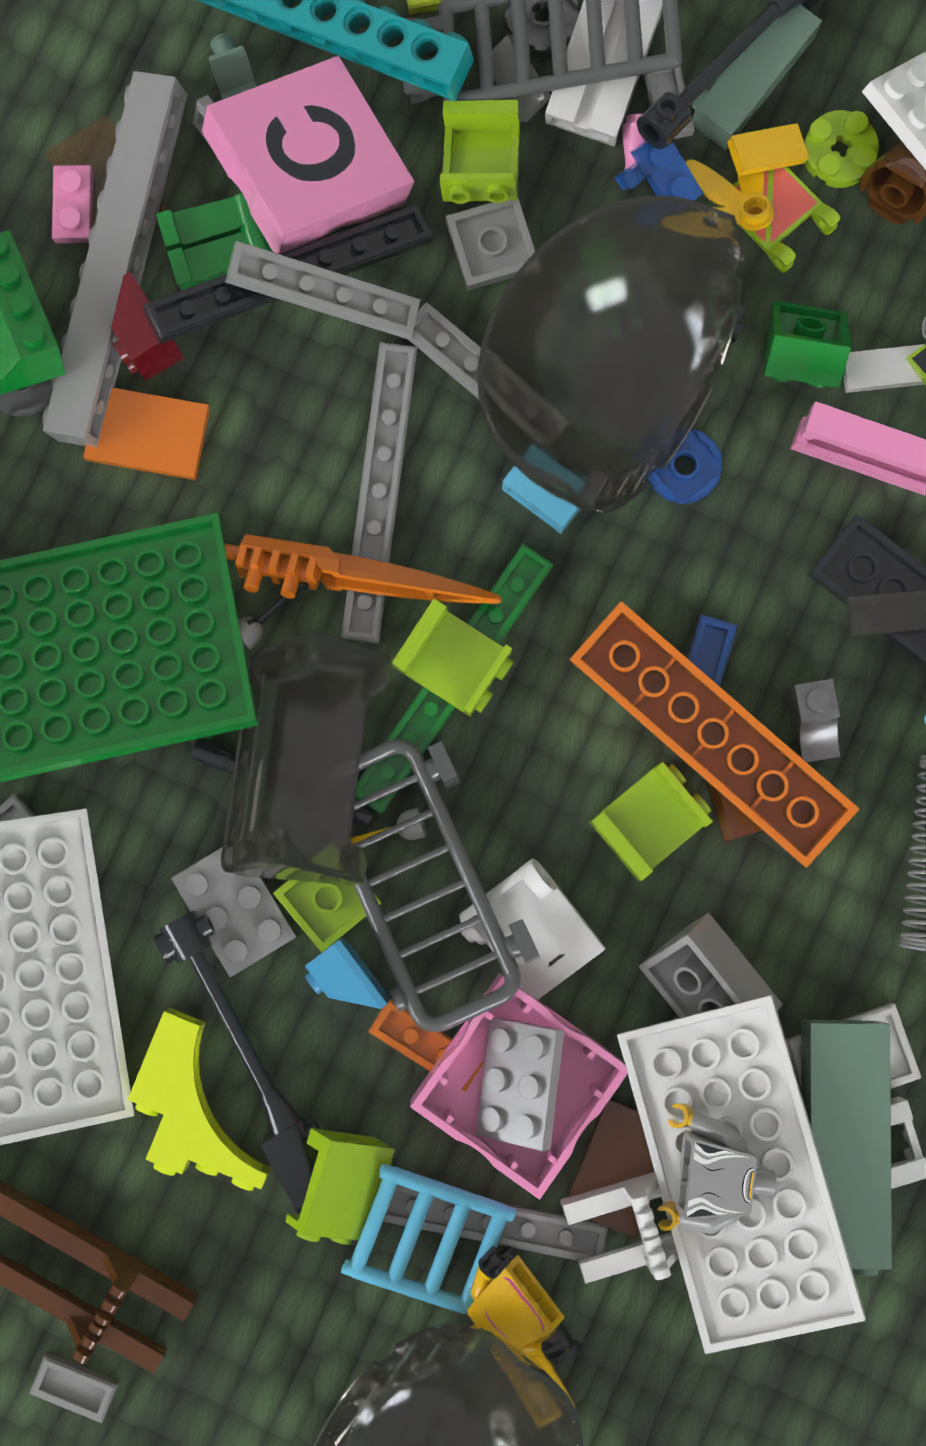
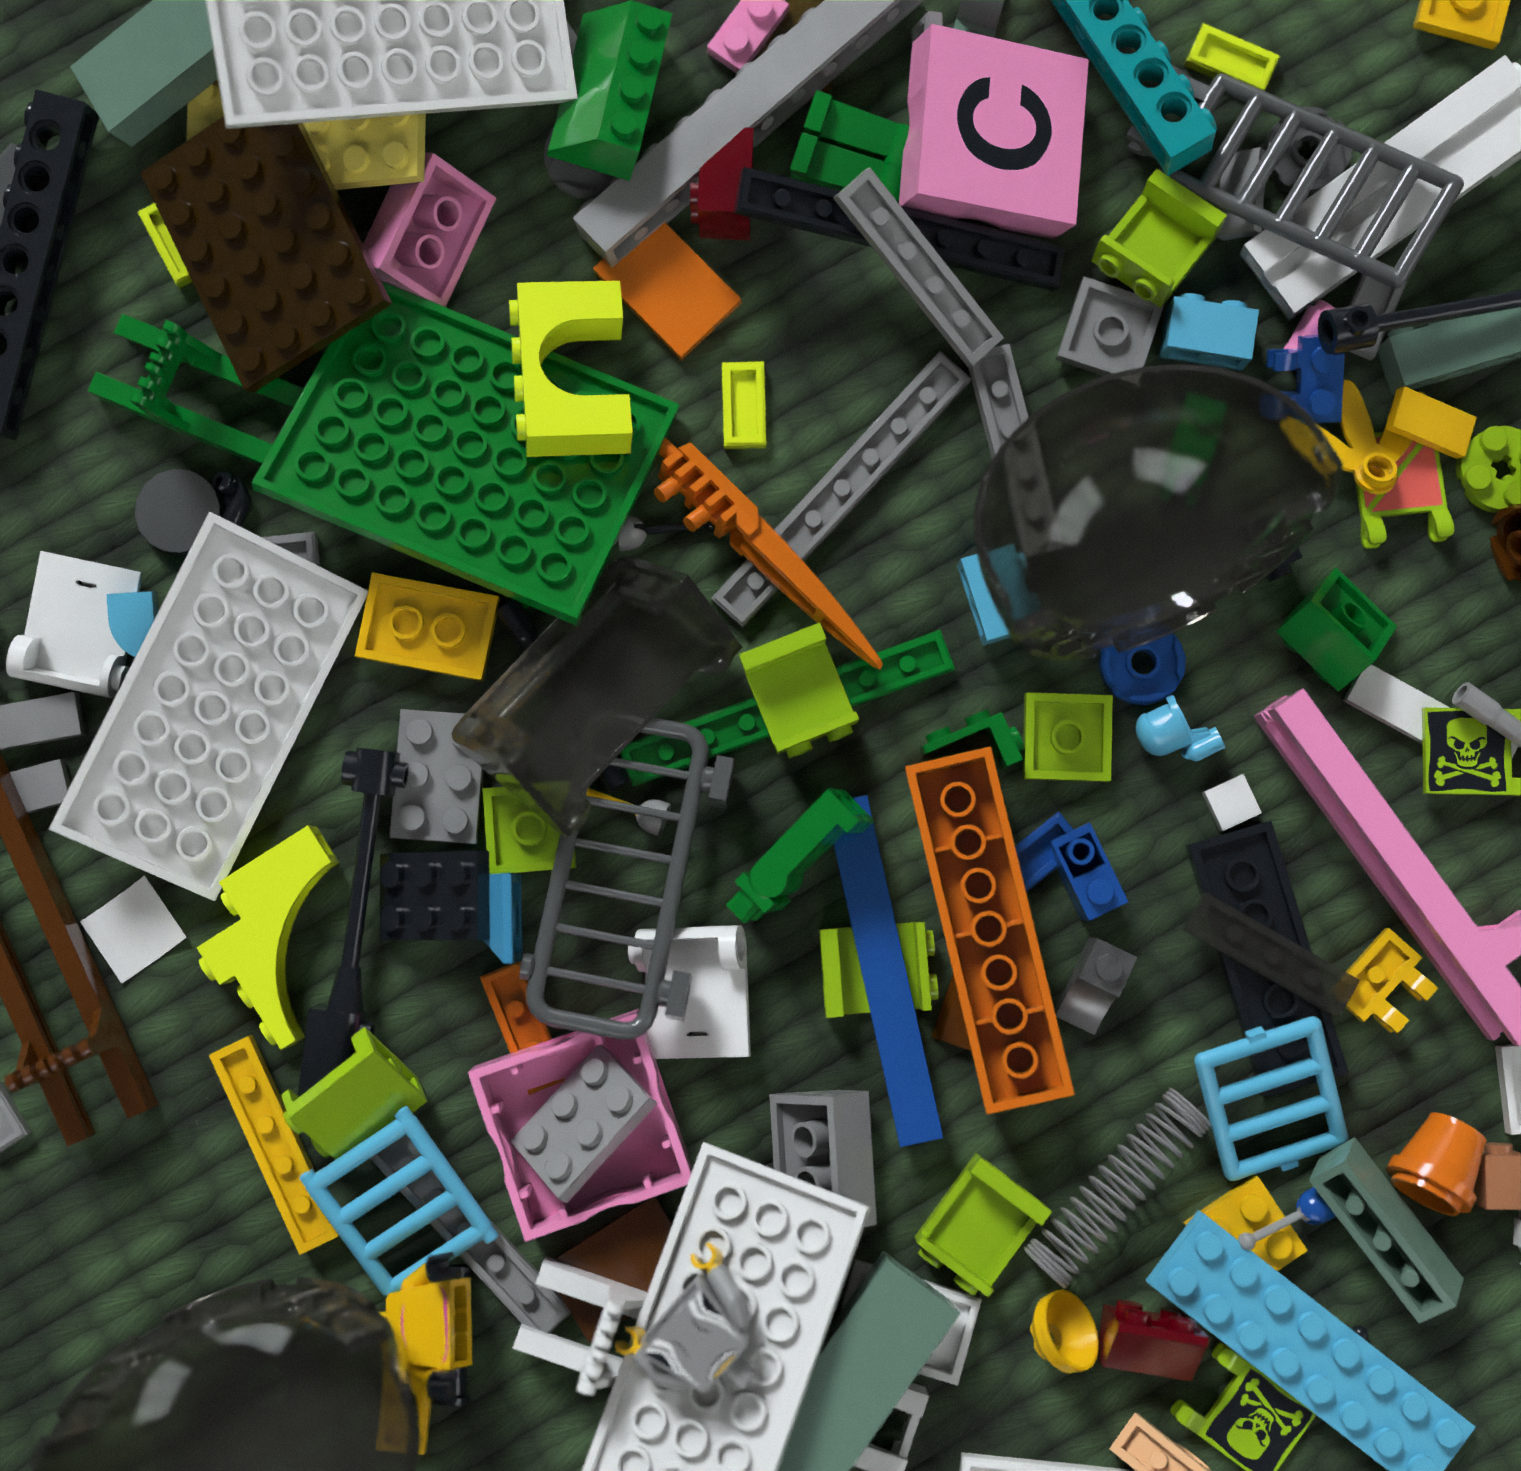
camera: 35 degrees right, 0 degrees up
(88, 1179) = (133, 929): none -> white sticker
(133, 586) = (553, 419): none -> neon yellow arch
(148, 804) = (427, 626): none -> yellow plate
(265, 480) = (744, 405): none -> neon yellow tile
(294, 996) = (434, 895): none -> black plate
(301, 1259) = (272, 1140): none -> yellow plate
(532, 793) = (784, 864): none -> green hips
(563, 193) = (1209, 331): none -> medium azure brick
(626, 590) = (1004, 740): none -> green bracket
(657, 818) = (887, 986): none -> blue tile
(669, 556) = (1067, 737): none -> lime plate
(737, 500) = (1168, 731): none -> medium azure piece
(753, 644) = (1087, 873): none -> blue slope
(819, 521) = (1231, 802): none -> white tile
(855, 952) = (979, 1225): none -> lime panel

